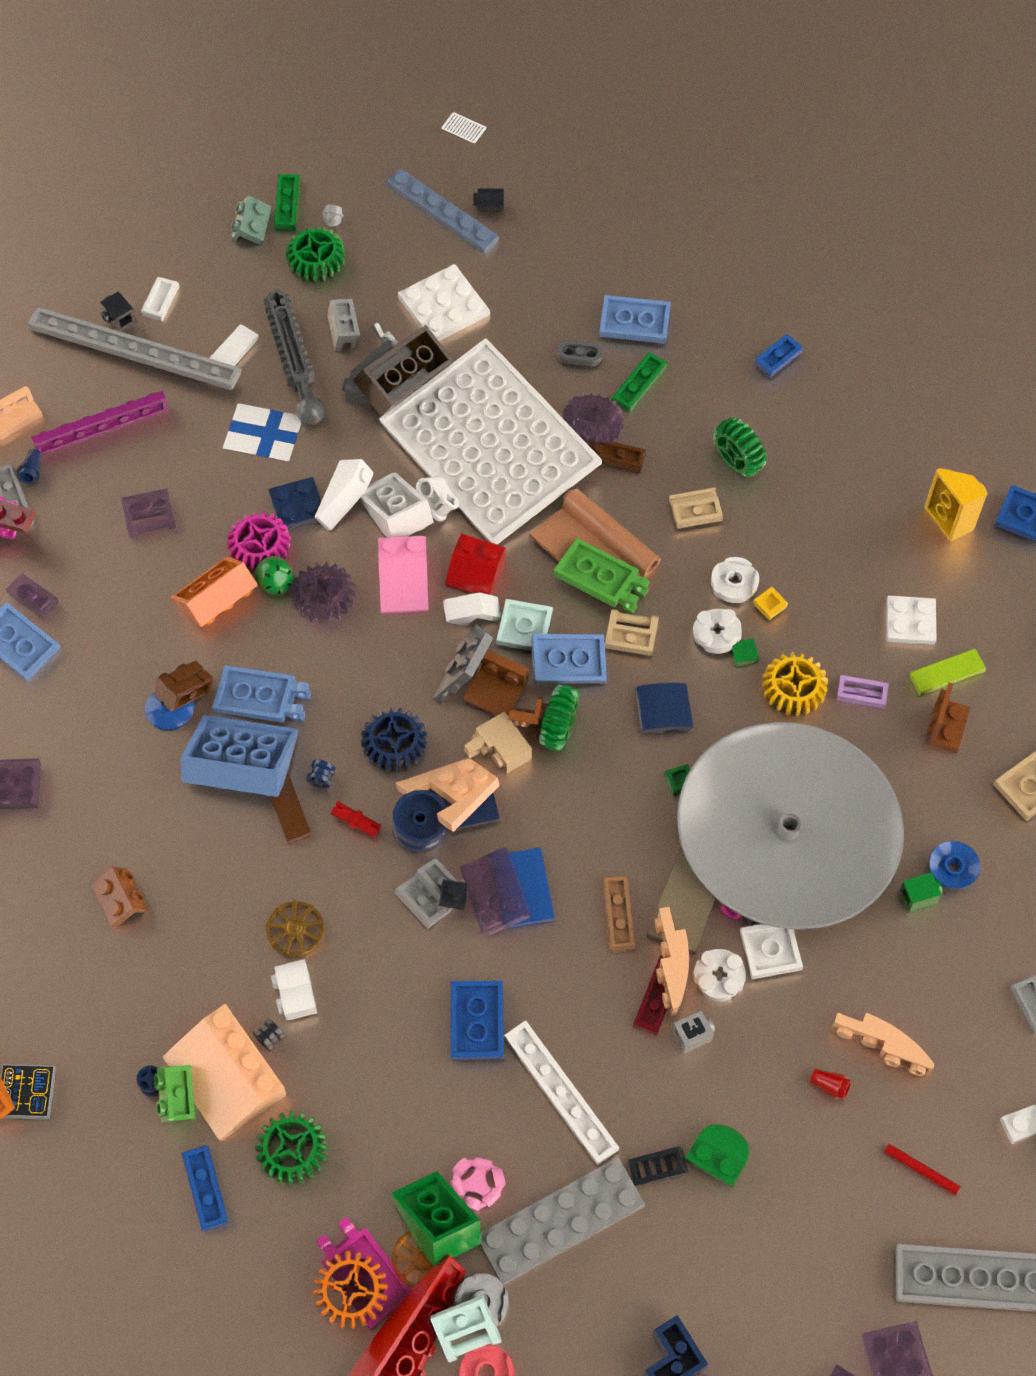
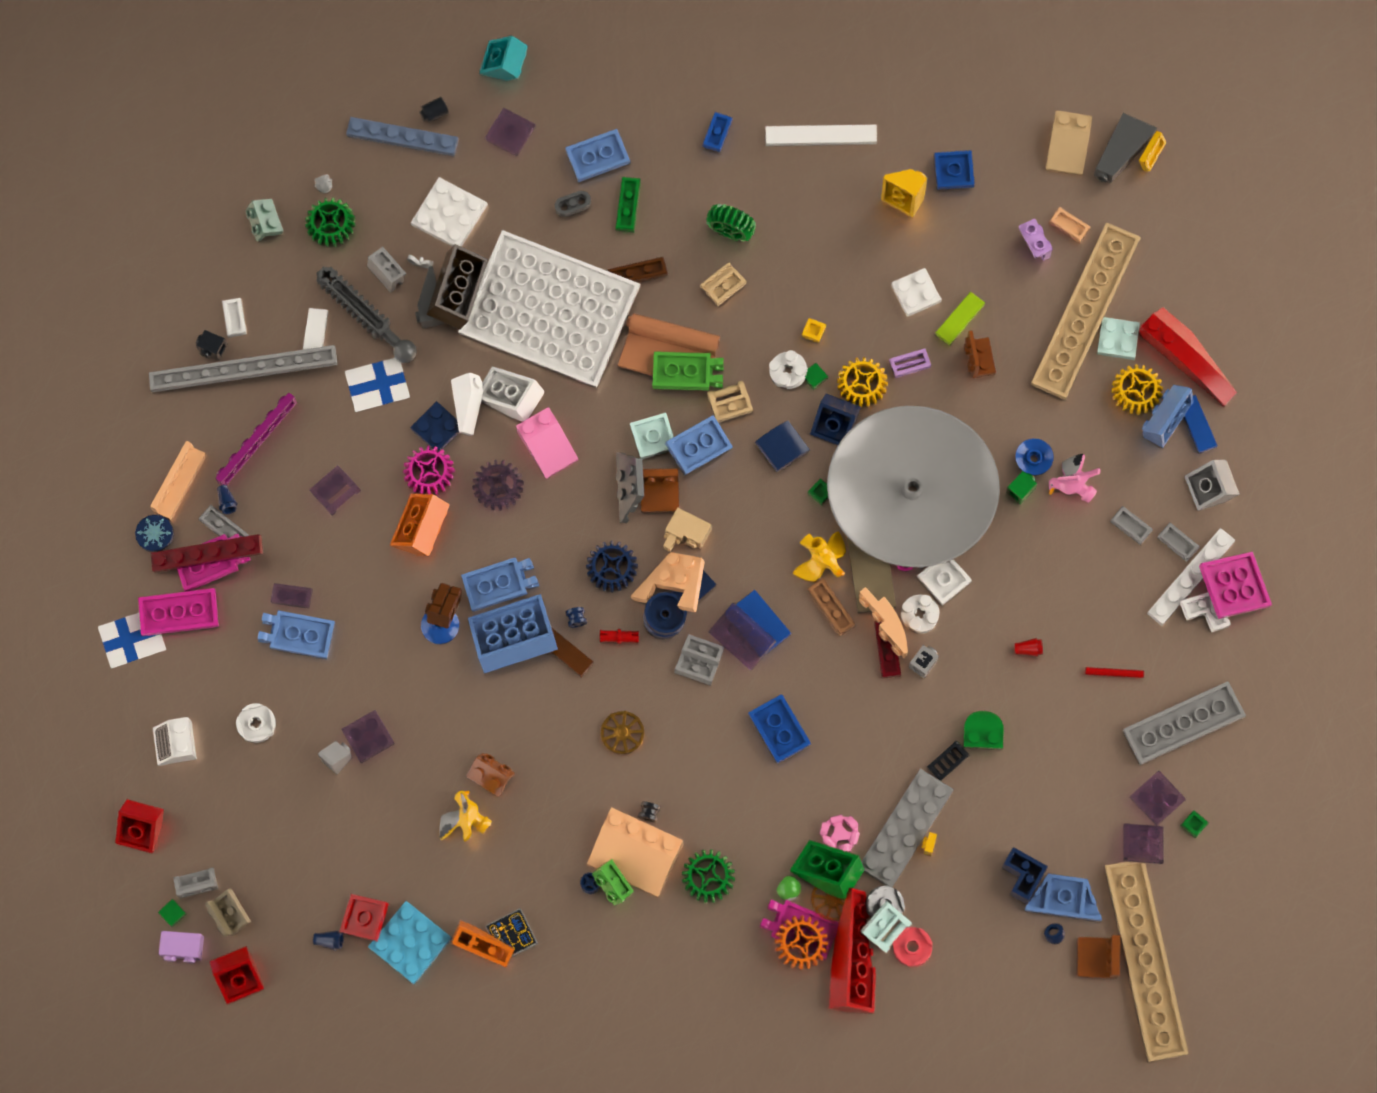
camera: 25 degrees left, 10 degrees up
(59, 927) = (464, 817): none -> yellow animal
(205, 1188) = (667, 931): blue tile -> none
(277, 579) = (461, 493): green helmet -> none
(287, 202) = (280, 188): green tile -> none
(294, 989) = (648, 773): white brick -> none
(377, 1215) = (789, 888): none -> bright green piece
(438, 495) = (537, 370): white piece -> none
(453, 894) = (716, 653): black plate -> none
(463, 127) = (376, 56): white sticker -> none
(467, 608) = (609, 442): white slope -> none
(475, 565) = (594, 410): red slope -> none
(524, 717) = (694, 503): dark orange bracket -> none
(556, 256) = (510, 132): none -> clear purple plate
(559, 717) = (718, 492): green gear -> none
(561, 1093) = (860, 746): white plate -> none
(577, 1255) = (928, 843): none -> yellow plate
(593, 185) = (504, 58): none -> teal slope
(594, 418) = (610, 250): clear purple gear -> none
(639, 850) = (823, 557): none -> yellow animal
(732, 592) = (777, 335): white plate -> none
(739, 705) = (834, 419): none -> dark blue slope
(892, 411) = (821, 135): none -> white tile
(895, 1046) = (1057, 601): light nougat slope -> none
(989, 913) = (1074, 479): none -> bright pink animal

